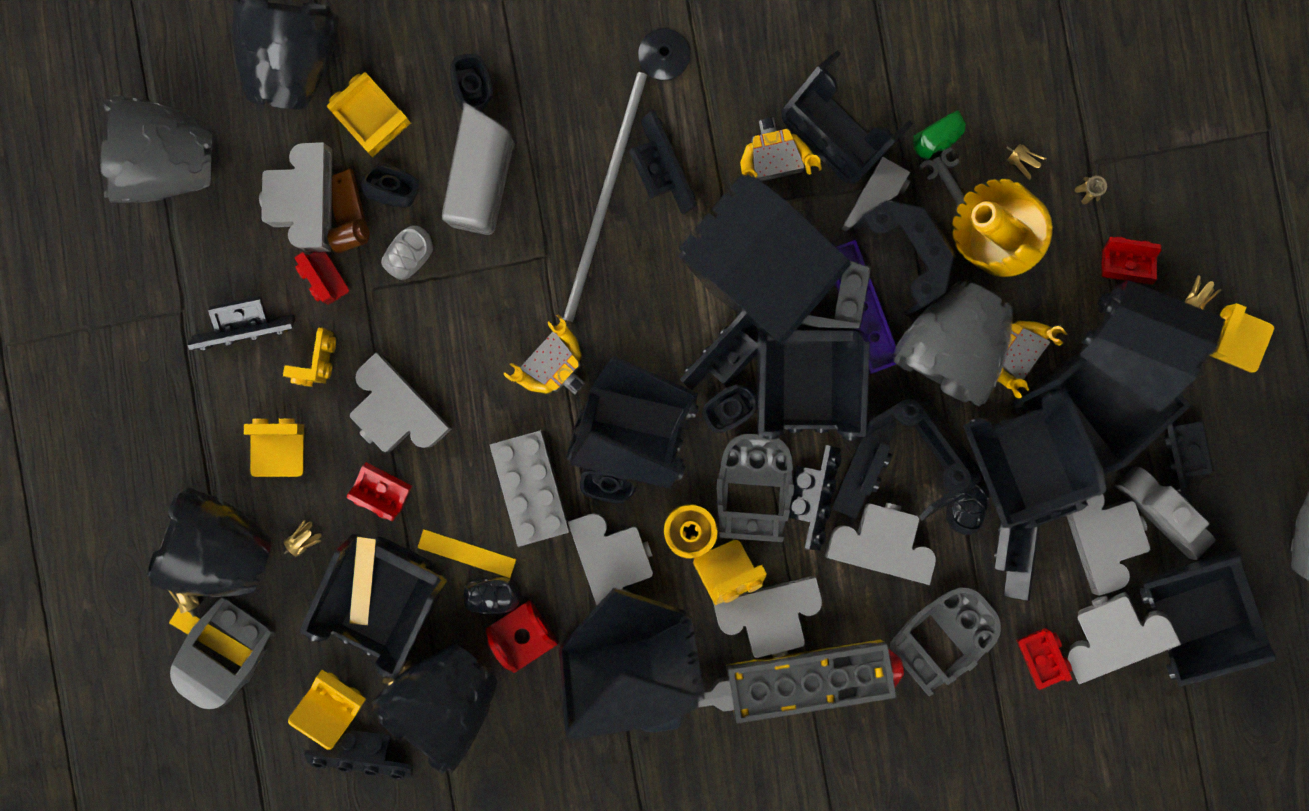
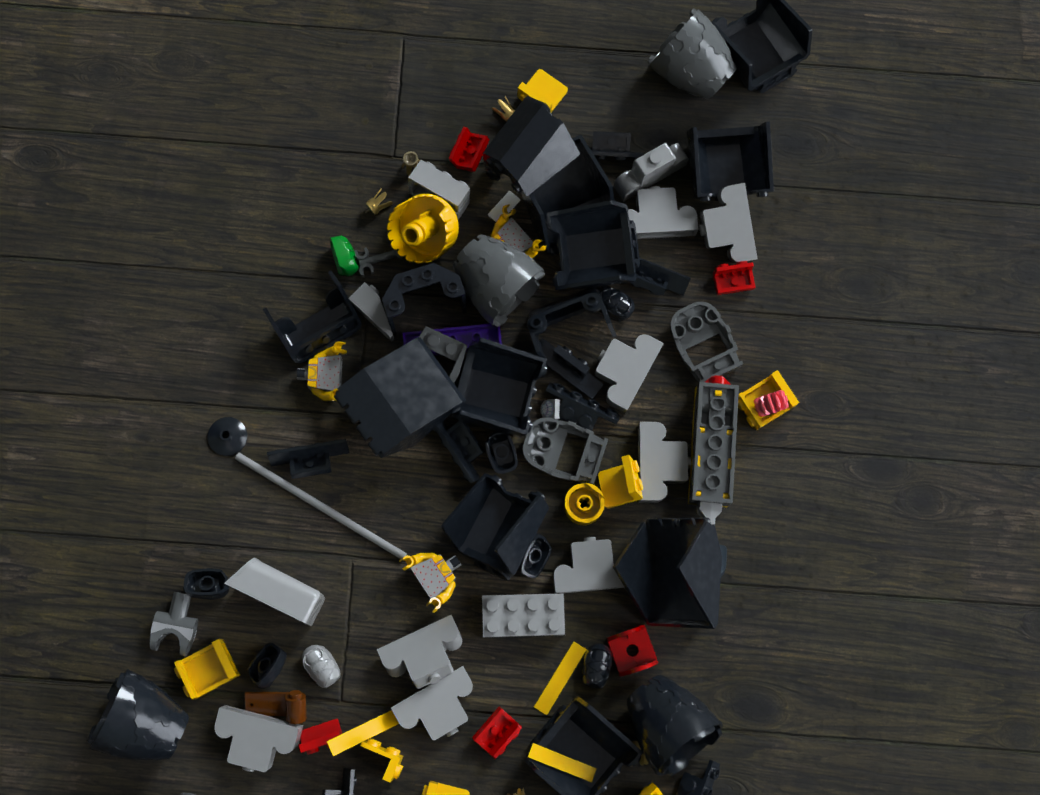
camera: 80 degrees left, 10 degrees down
(336, 325) = (362, 732): none -> yellow sticker
(414, 59) = (176, 623): none -> dark grey connector
(452, 375) = (423, 653): none -> light grey brick
(804, 457) = (550, 408): none -> tile
(884, 745) = (771, 403): none -> coral gear
(888, 737) = (769, 385): none -> yellow panel
(1070, 219) = (429, 180): none -> light grey piece
(1074, 331) = (509, 198): none -> white sticker

